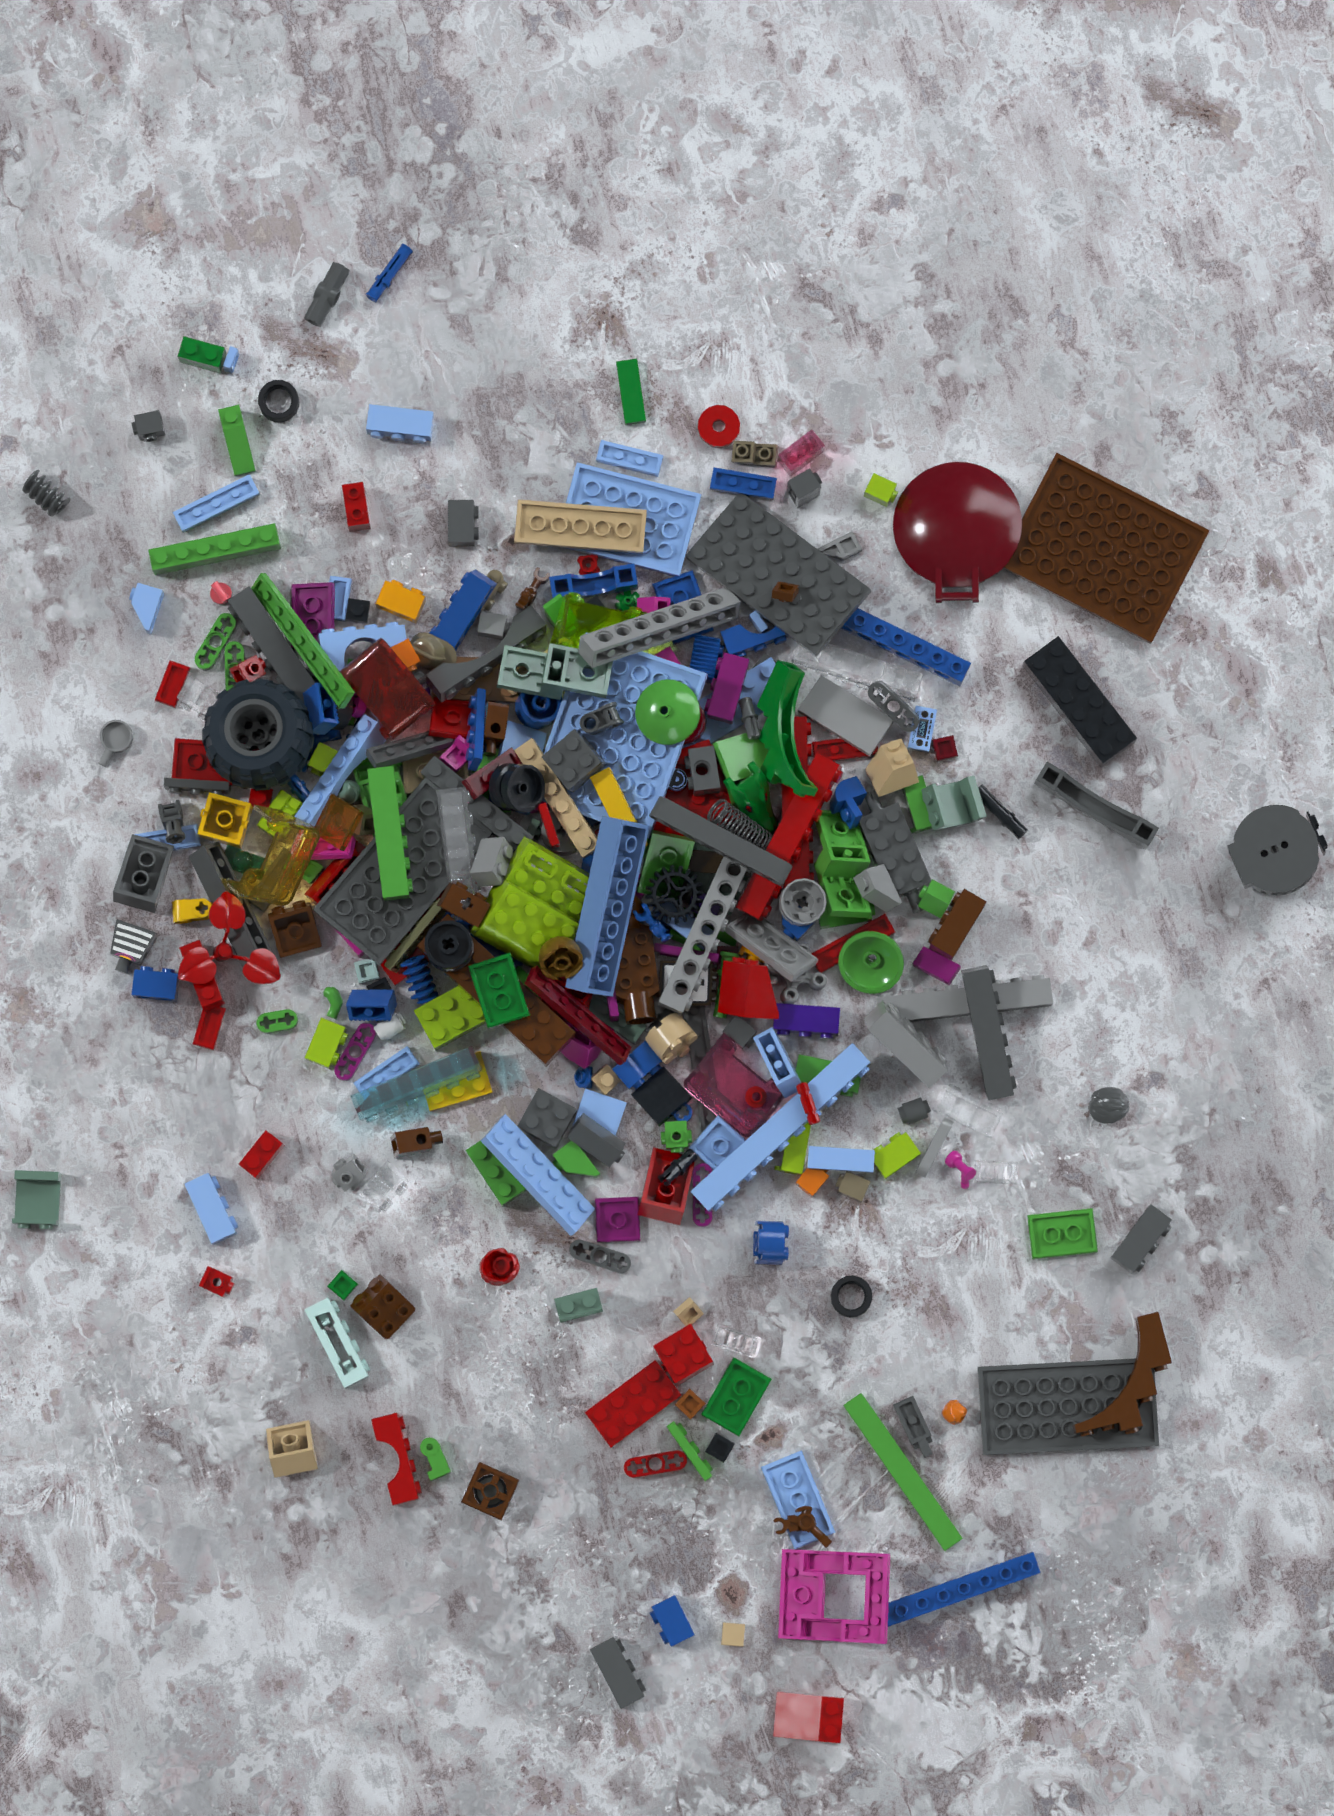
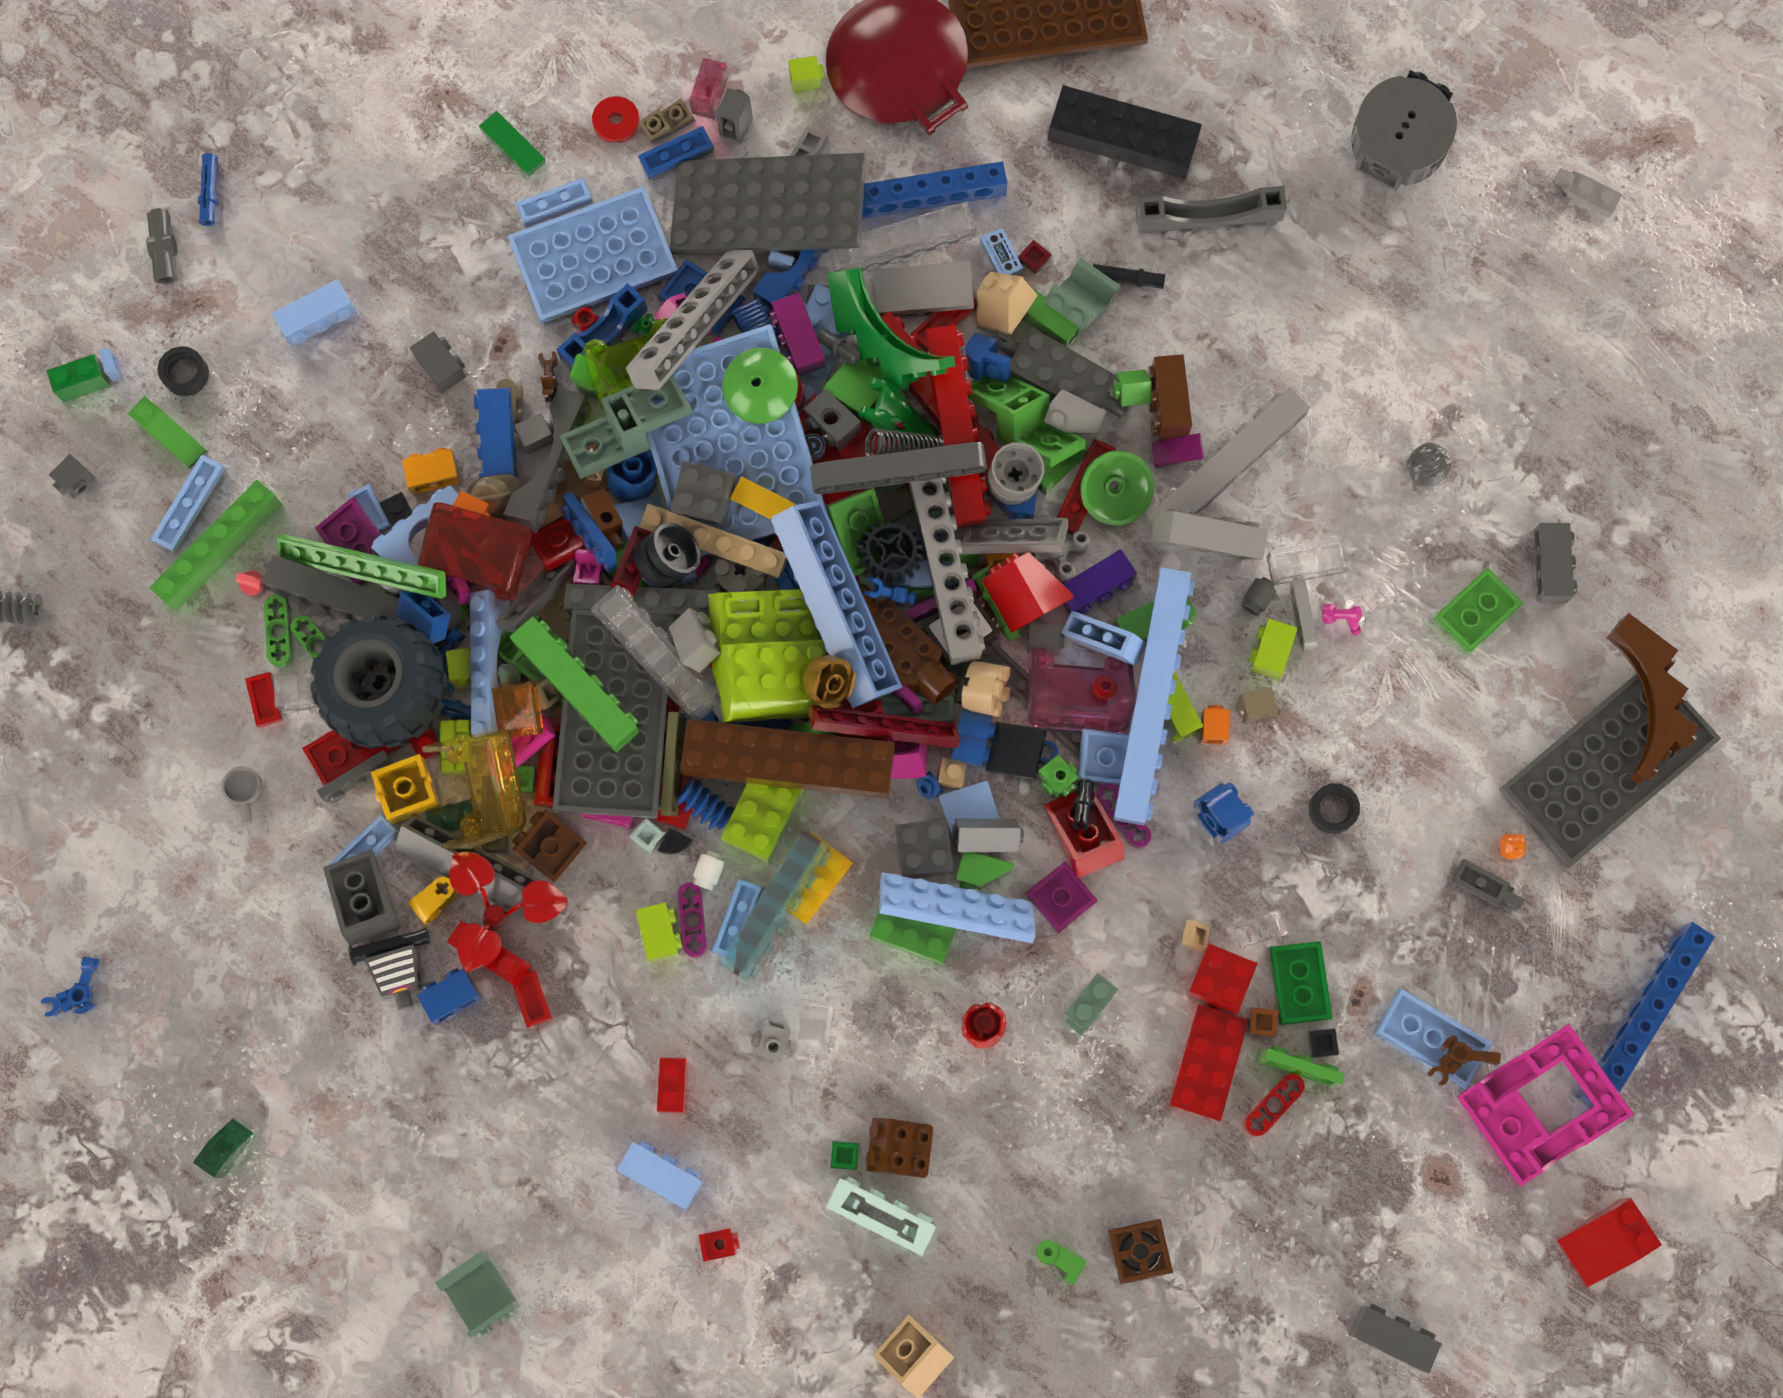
camera: 35 degrees left, 5 degrees down
(139, 920) = (365, 951): none -> black pin
(147, 604) = (185, 641): light blue slope -> none
(172, 820) = (353, 826): dark grey connector -> none
(249, 669) = (327, 626): red brick -> none
(277, 1015) = (590, 941): bright green beam -> none
(335, 1000) = (638, 885): bright green arm -> none
(356, 506) = (326, 414): red brick -> none
(371, 1005) = (675, 862): blue brick -> none
(403, 1486) = (1050, 1311): red arch -> none
(405, 1142) = (806, 970): reddish brown torso -> none
(449, 933) = (706, 731): black wheel -> none
(451, 903) = (685, 705): reddish brown brick -> none
(499, 990) = (792, 755): green tile -> none
(548, 825) = (724, 571): red tile -> none
(580, 526) = (552, 287): tan plate -> none
(603, 719) = (704, 435): dark grey piece -> none
(617, 1256) = (1092, 945): dark grey beam -> none
(672, 1621) = (1408, 1246): blue brick -> none
(733, 1634) = (1473, 1215): tan tile -> none
(785, 591) = (788, 208): reddish brown plate -> none
(808, 1103) = (1164, 652): red axle -> none
(841, 1159) = (1229, 685): light blue tile -> none
(893, 697) = (978, 257): dark grey beam -> none
(902, 1471) = (1509, 938): bright green tile -> none
(987, 1032) = (1273, 473): dark grey brick -> none

